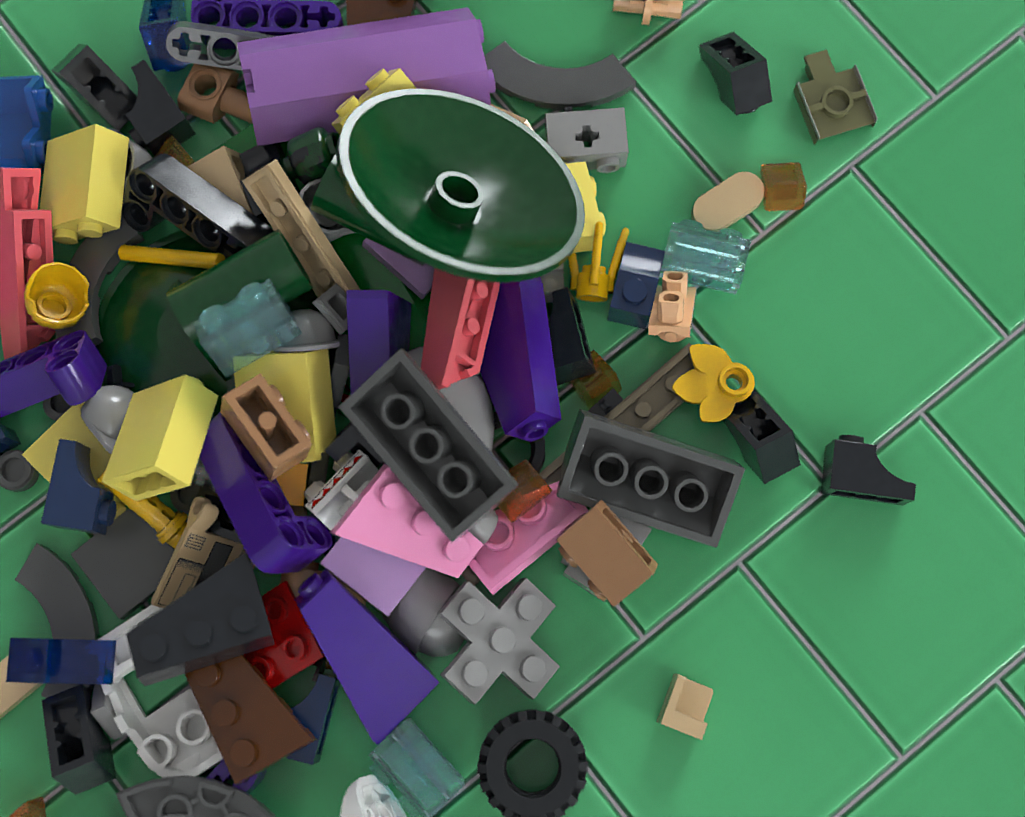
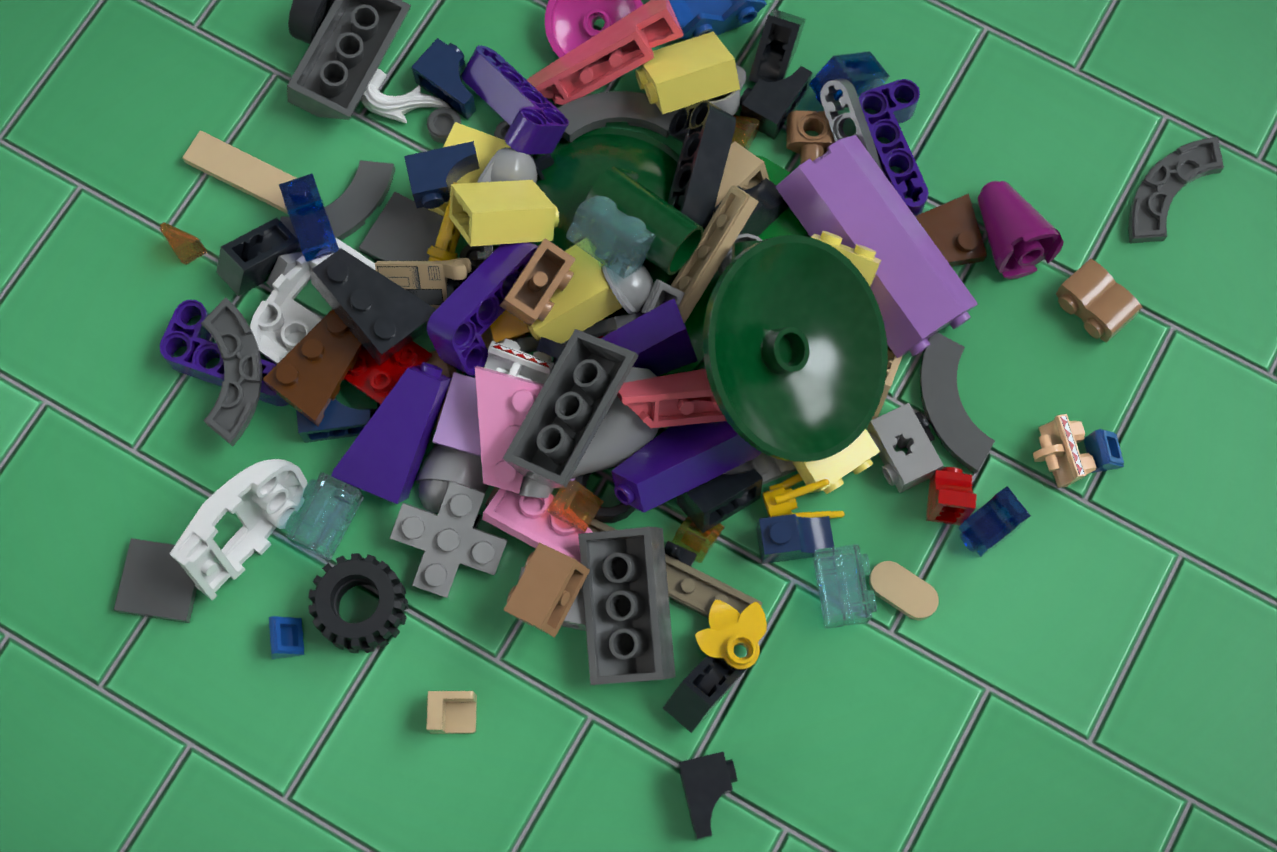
camera: 65 degrees right, 5 degrees down
(56, 295) = (588, 92): yellow hair -> none
(169, 256) = (656, 161): yellow bar -> none
(310, 154) = (783, 222): dark green head -> none
(656, 115) = (950, 496): none -> red arch
(673, 308) = (784, 574): light nougat hips -> none
(699, 84) = (993, 522): none -> clear blue arch
(738, 73) = (1024, 551): black arch -> none
(783, 186) = (940, 633): clear orange slope -> none
(832, 100) = (1042, 648): olive piece -> none

